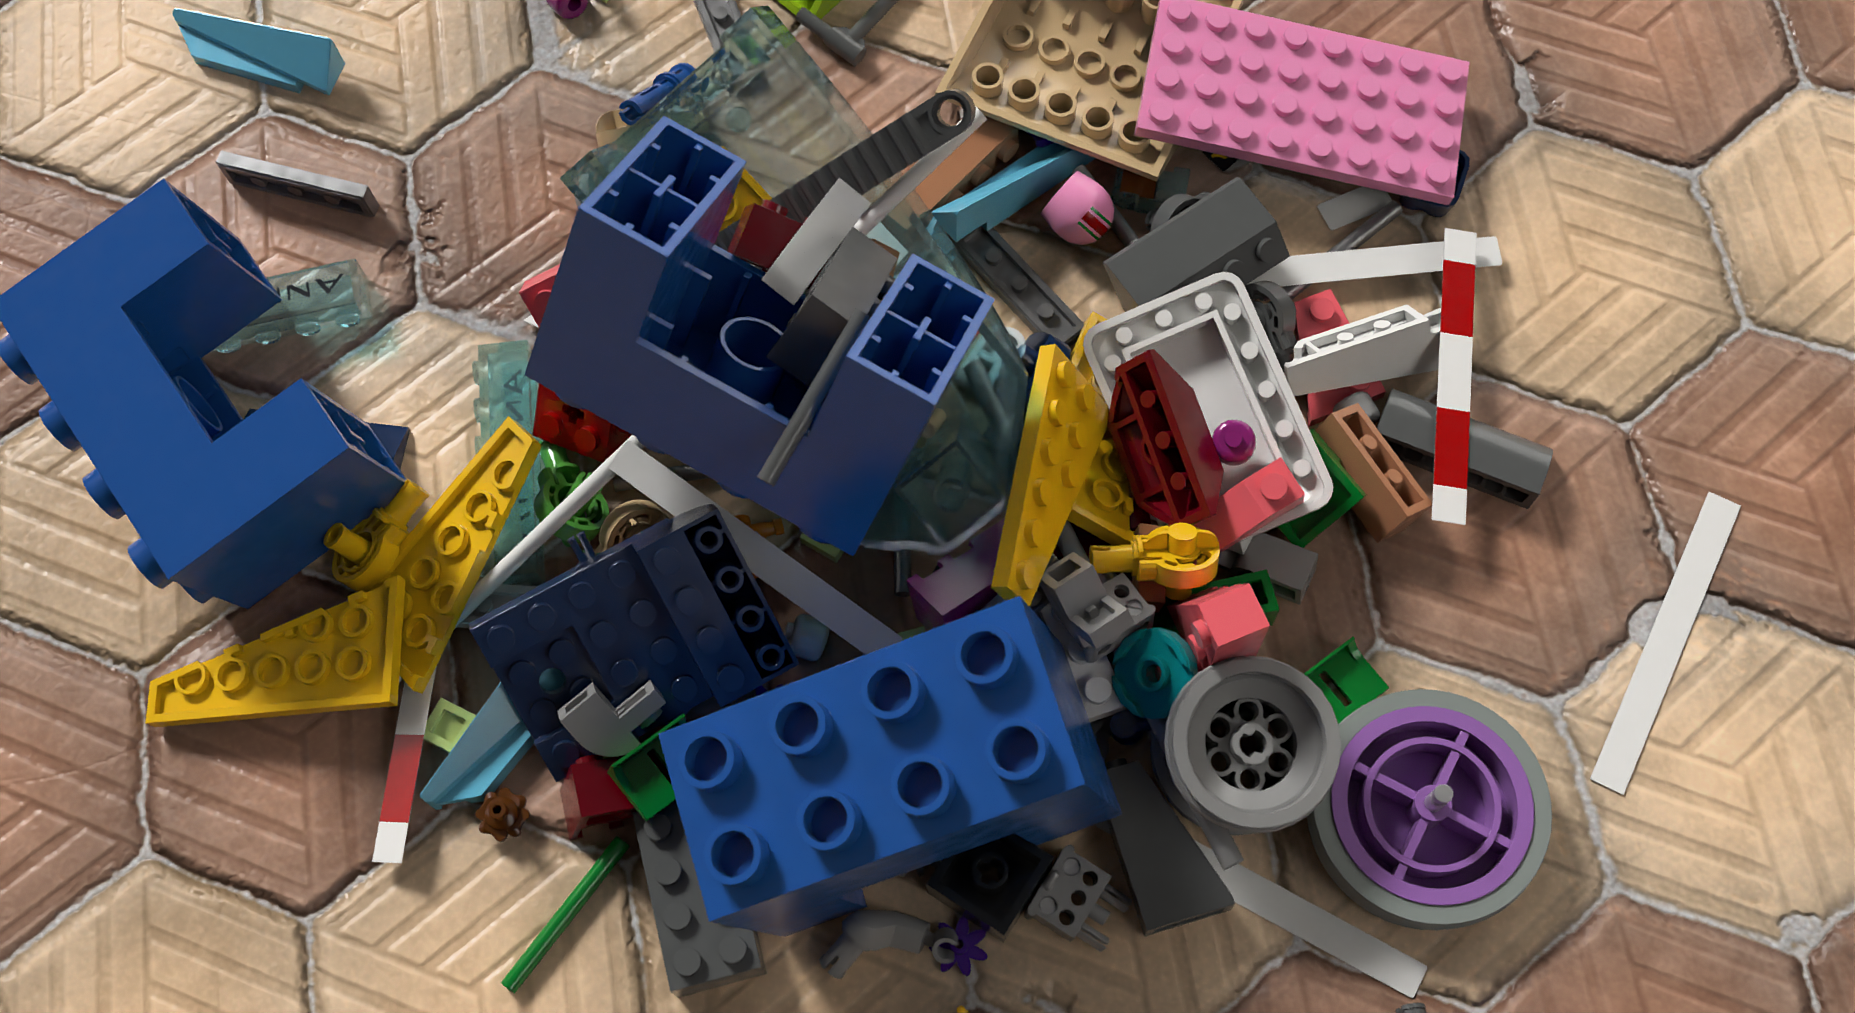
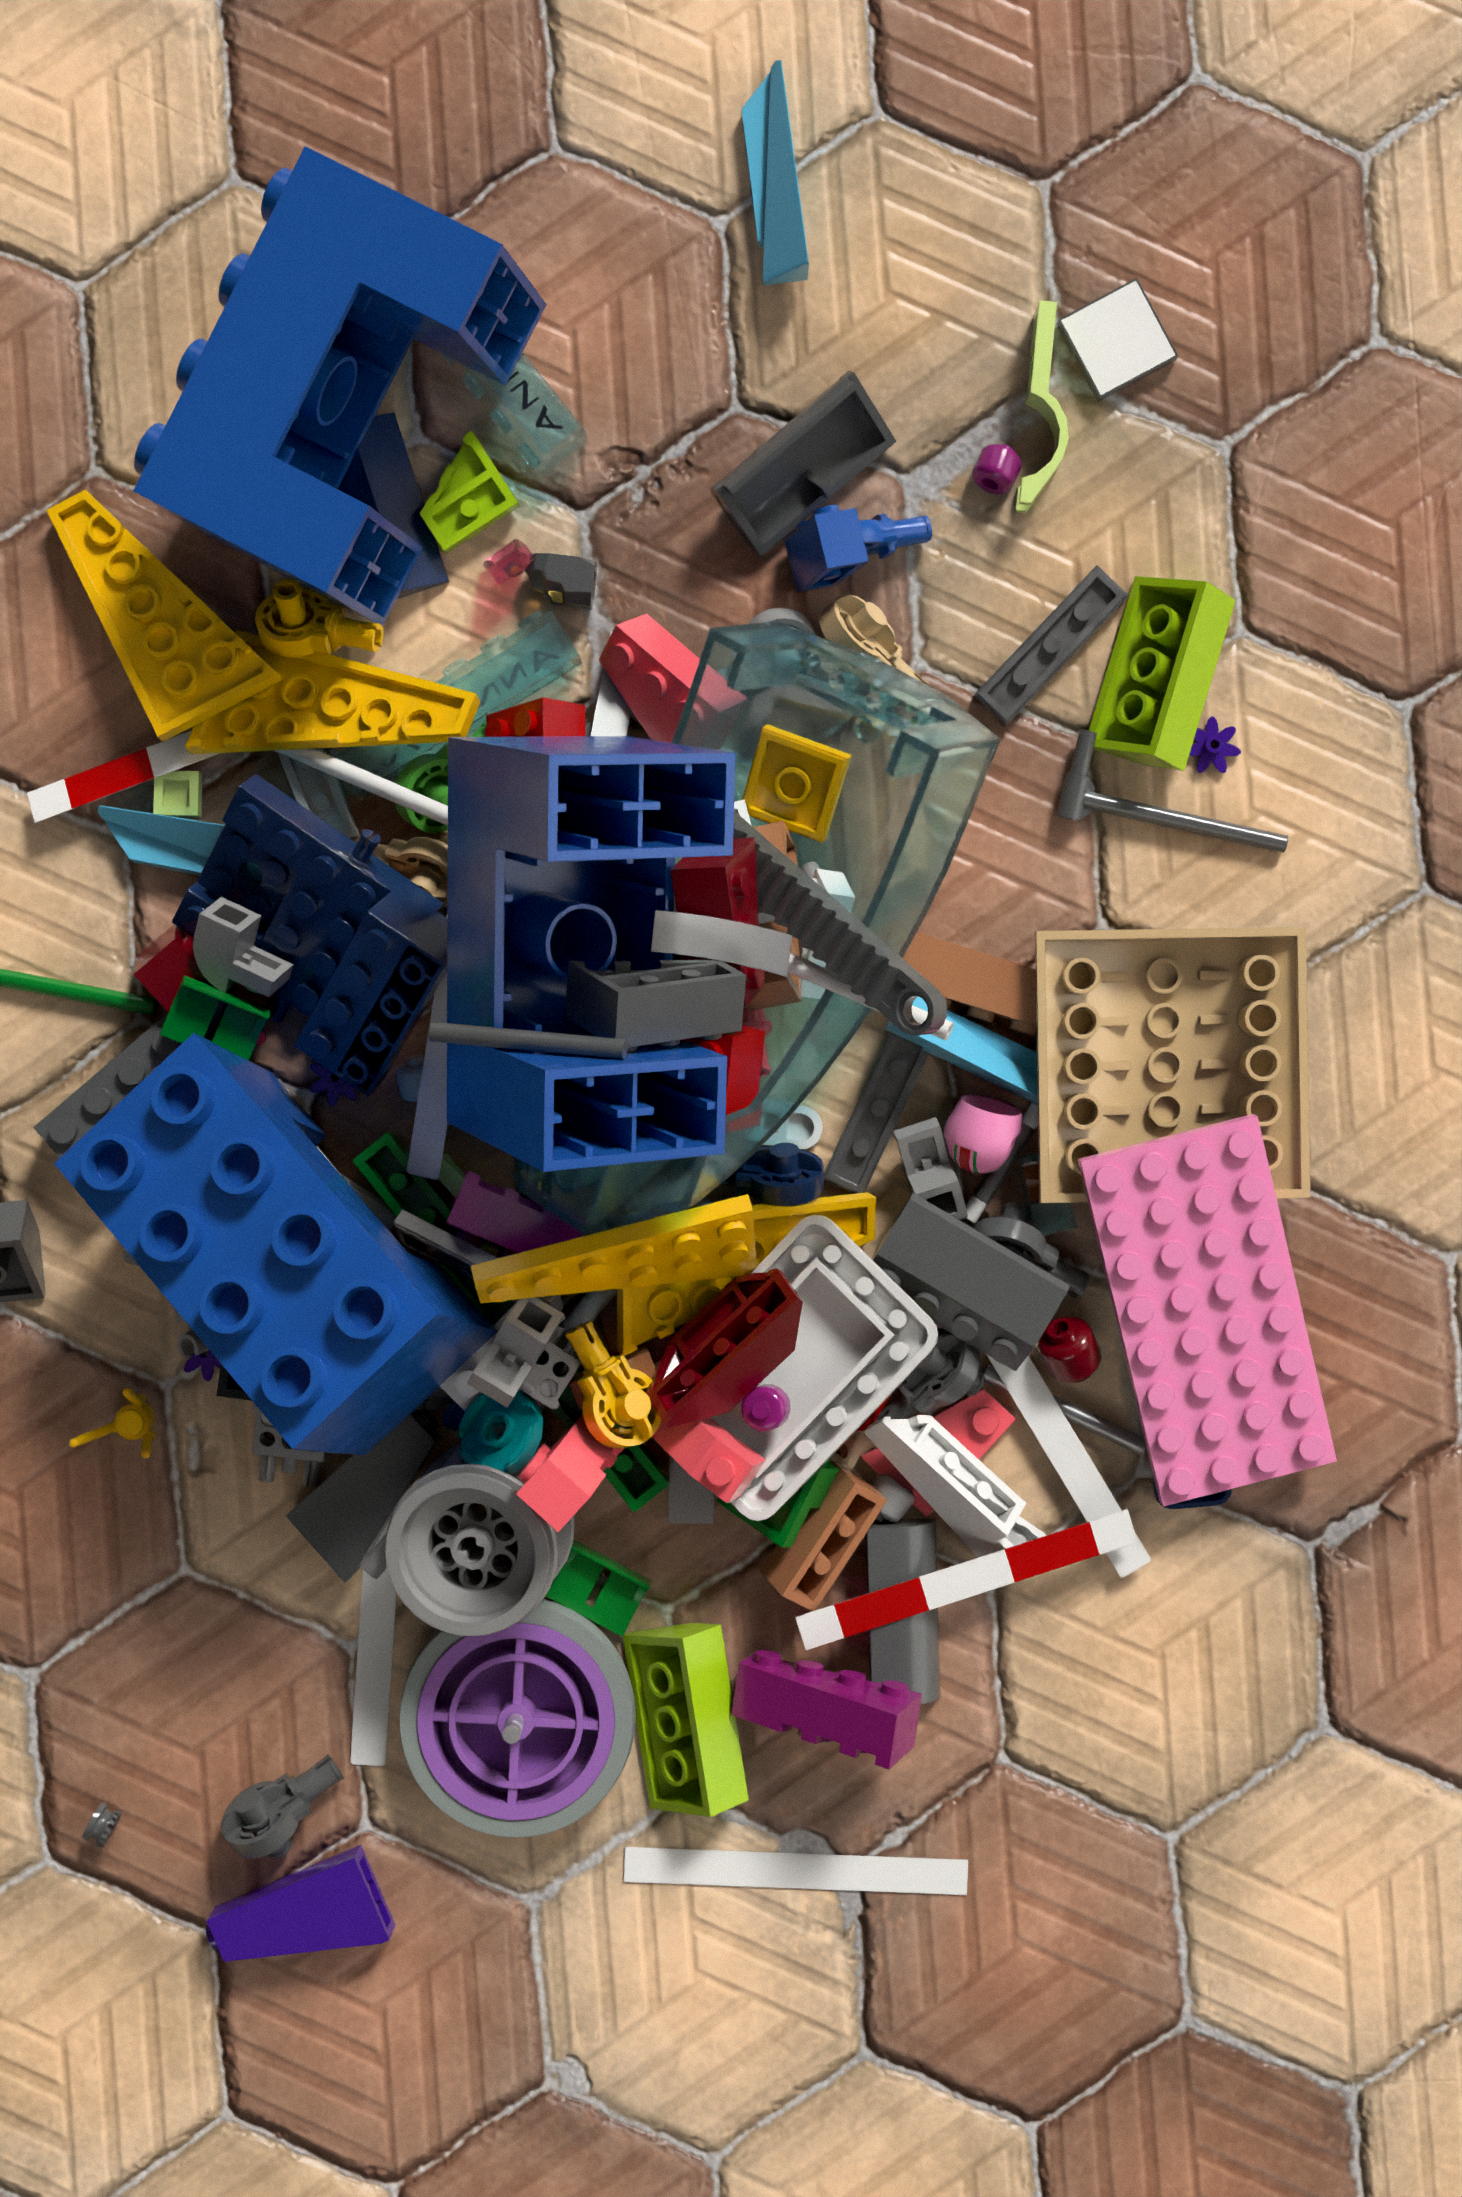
camera: 65 degrees right, 20 degrees up
(298, 184) = (645, 315): flat silver tile -> none
(352, 375) = (467, 498): none -> lime wing
(421, 367) = (509, 561): none -> clear pink tile
(459, 332) = (564, 579): none -> dark grey rock
(480, 121) = (803, 464): none -> dark grey container
(502, 814) = (123, 887): reddish brown plant -> none
(555, 115) = (838, 544): none -> blue brick
(648, 98) = (922, 645): blue pin -> none
(1083, 260) = (929, 1168): none -> light grey brick
(1296, 218) = (1069, 1350): none -> dark red head
(1353, 206) = (1117, 1393): white sticker -> none
(1502, 663) = (686, 1719): none -> lime slope
(1523, 524) = (828, 1706): none -> magenta wedge

